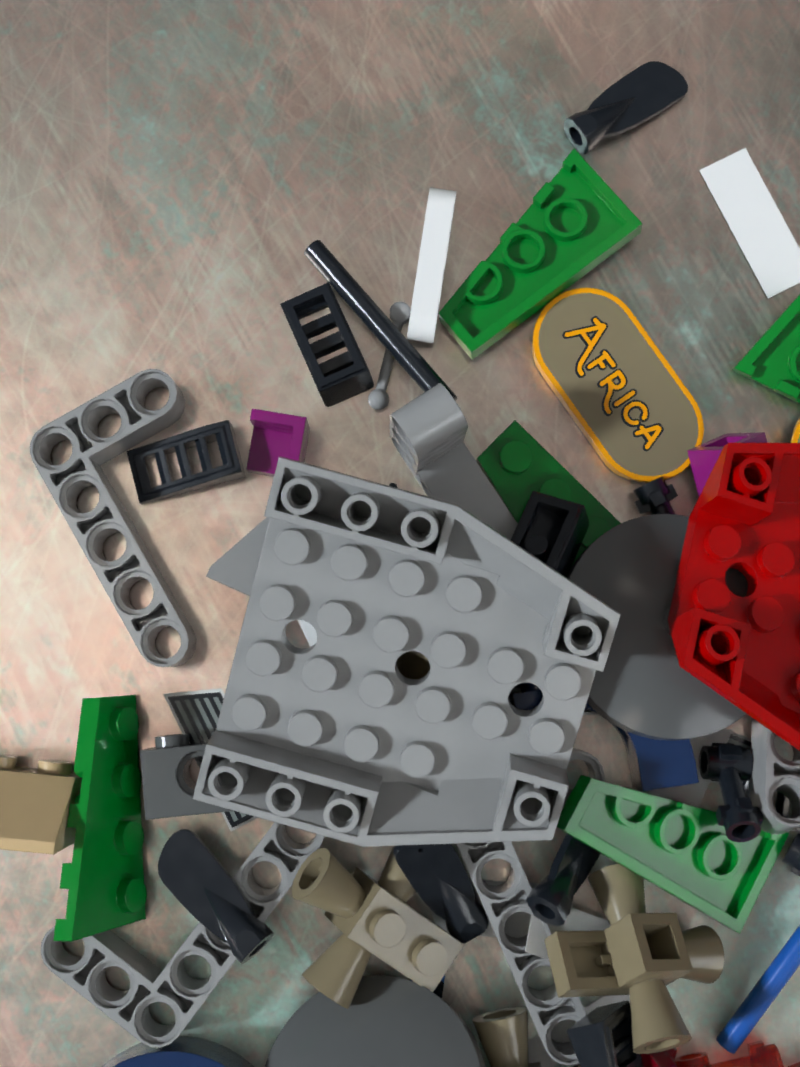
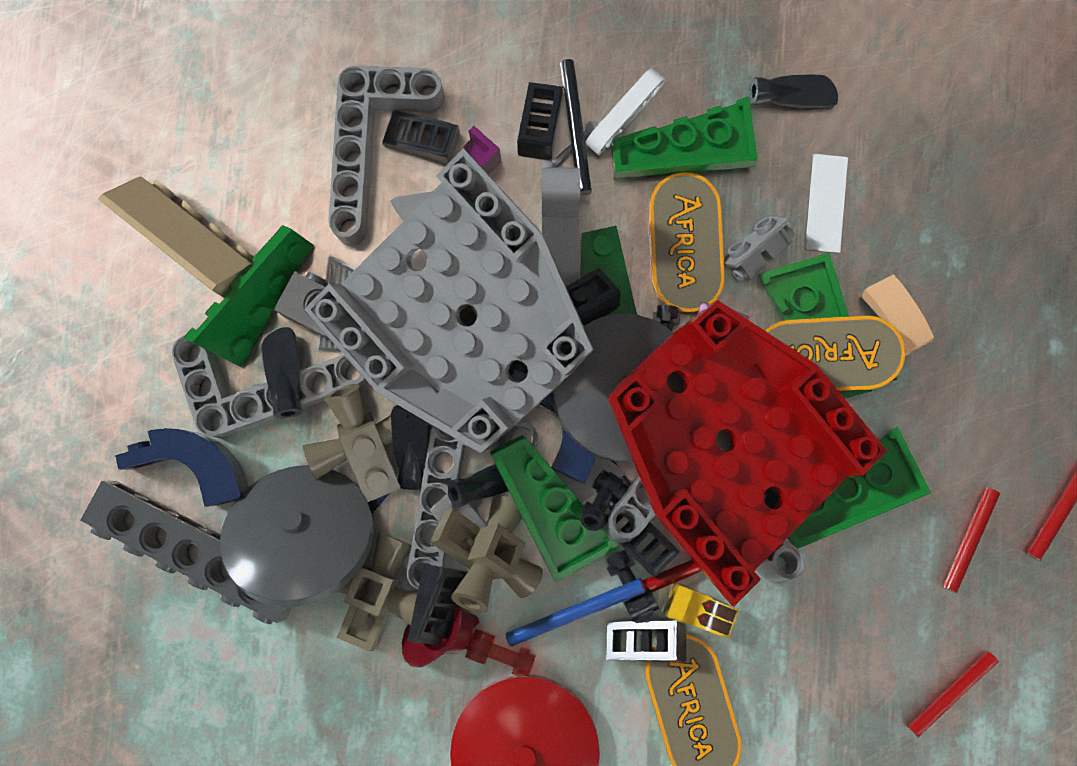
camera: 40 degrees right, 0 degrees up
(715, 311) = (770, 236): none -> light grey hinge

